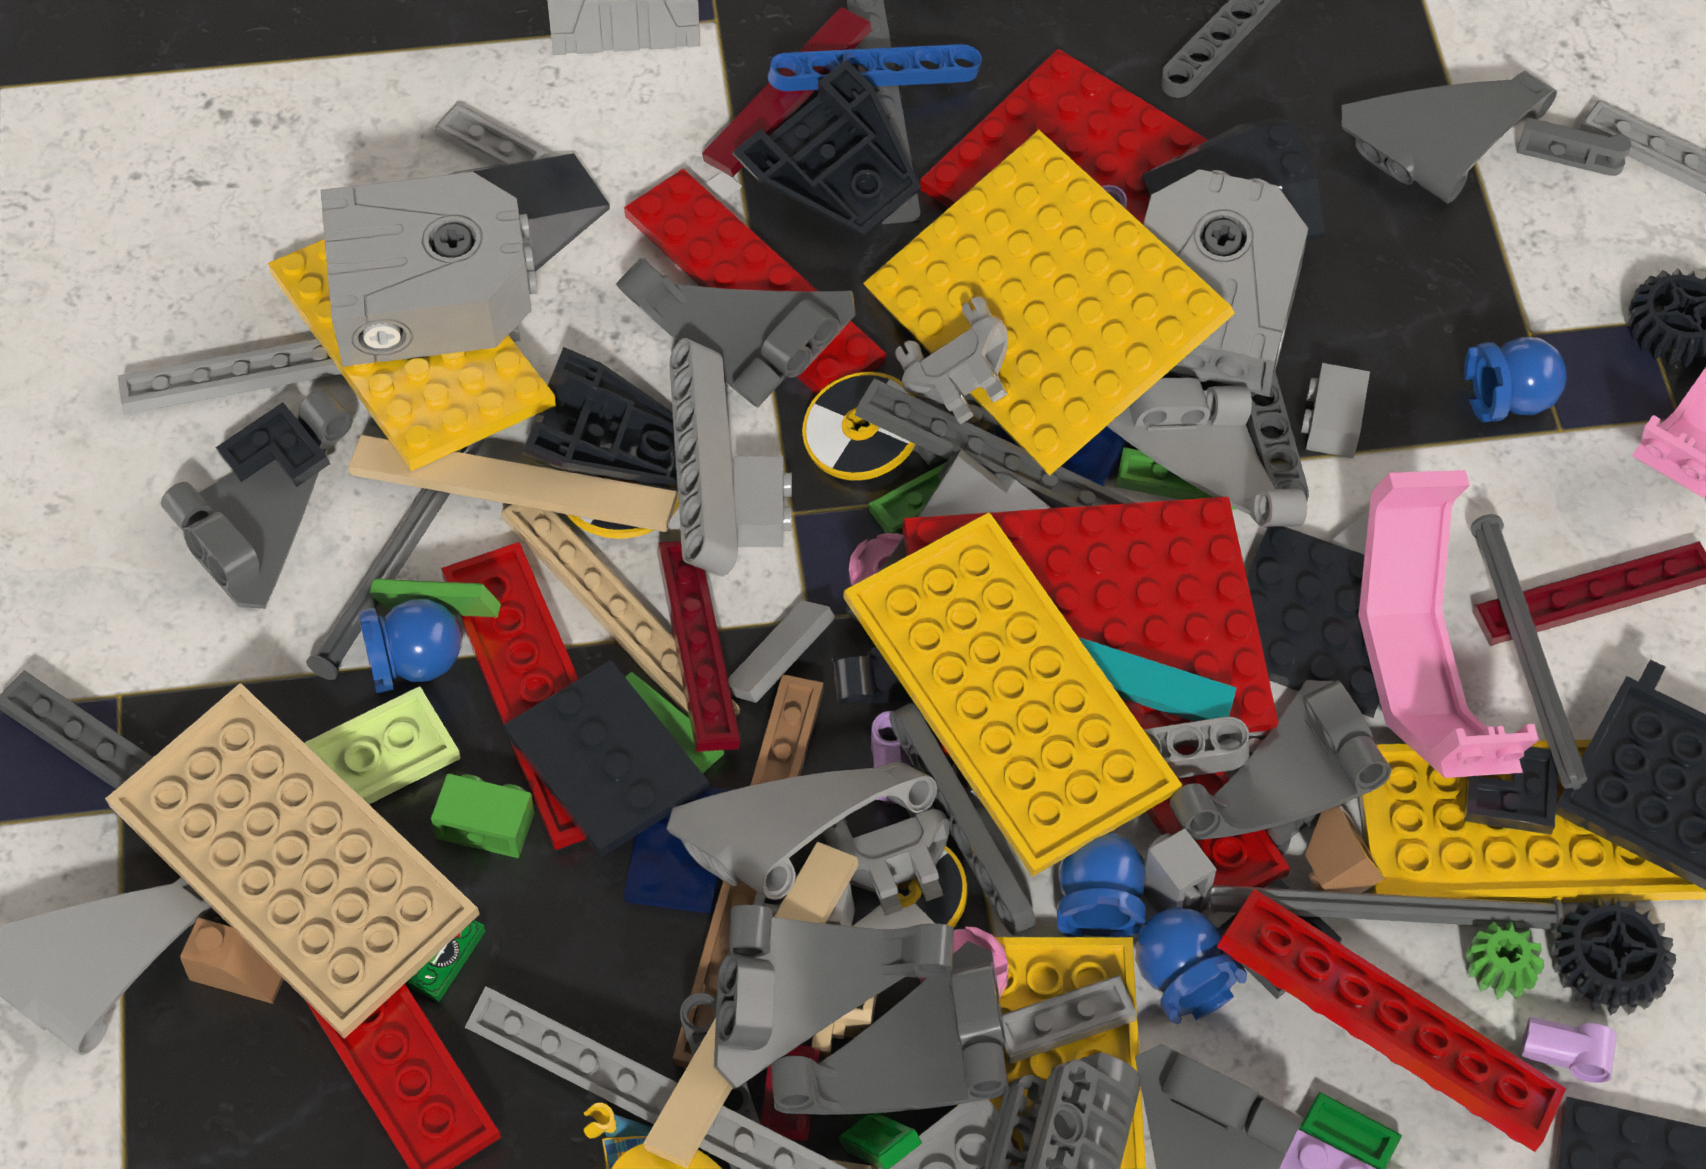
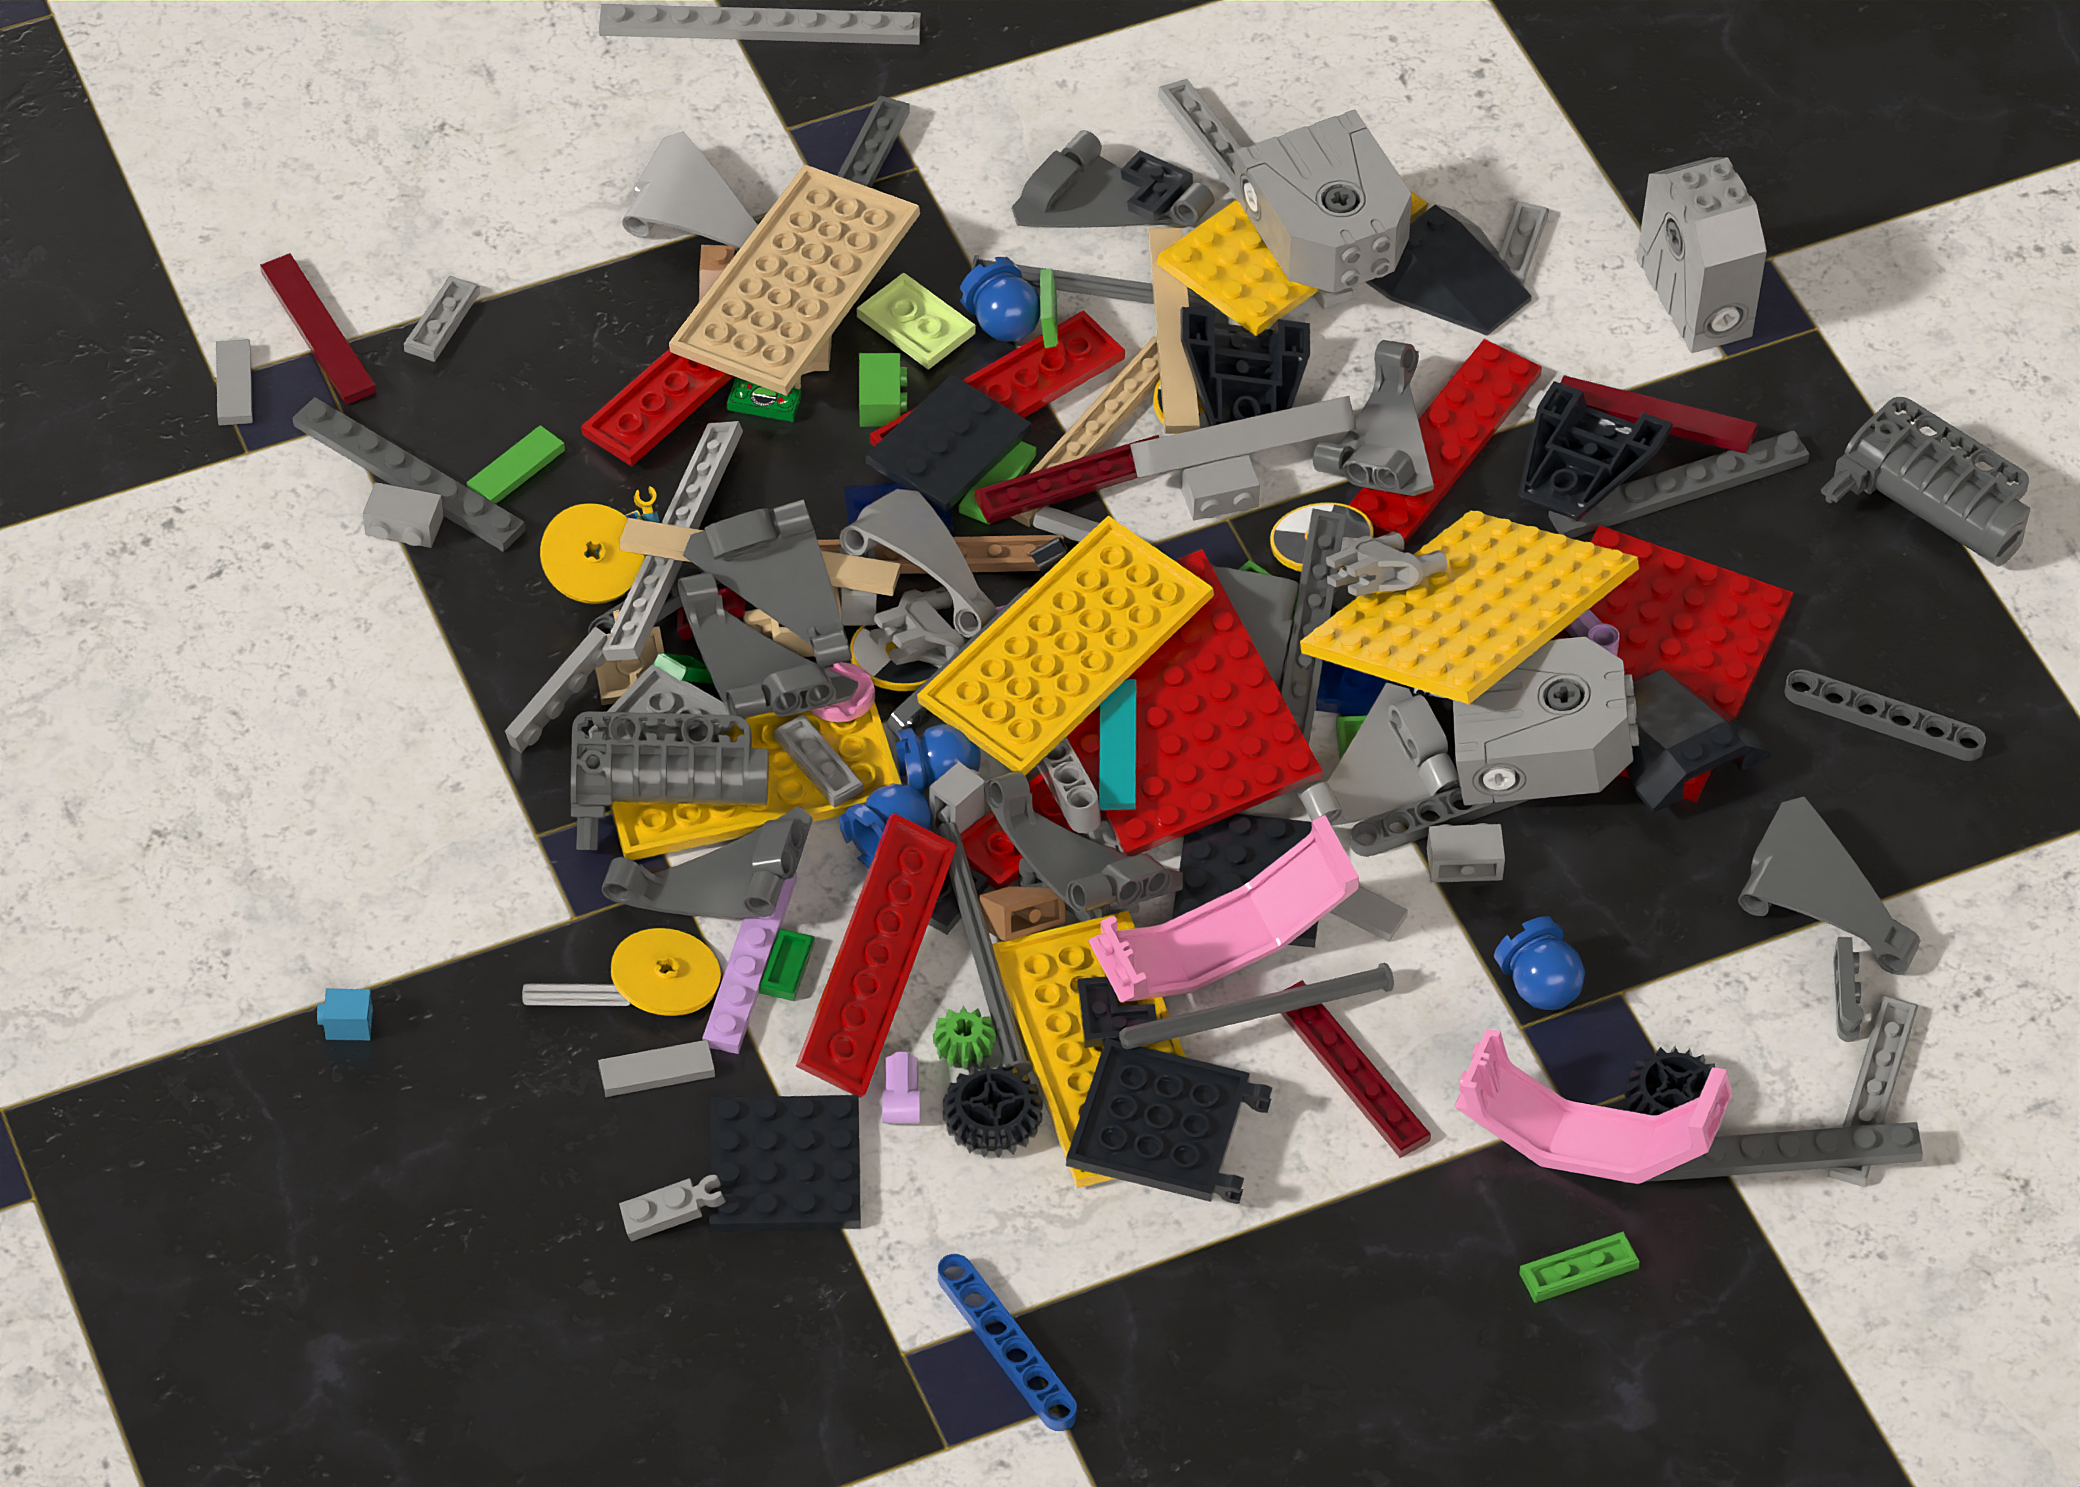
camera: 75 degrees right, 5 degrees down
(873, 61) = (1703, 458): blue beam -> none

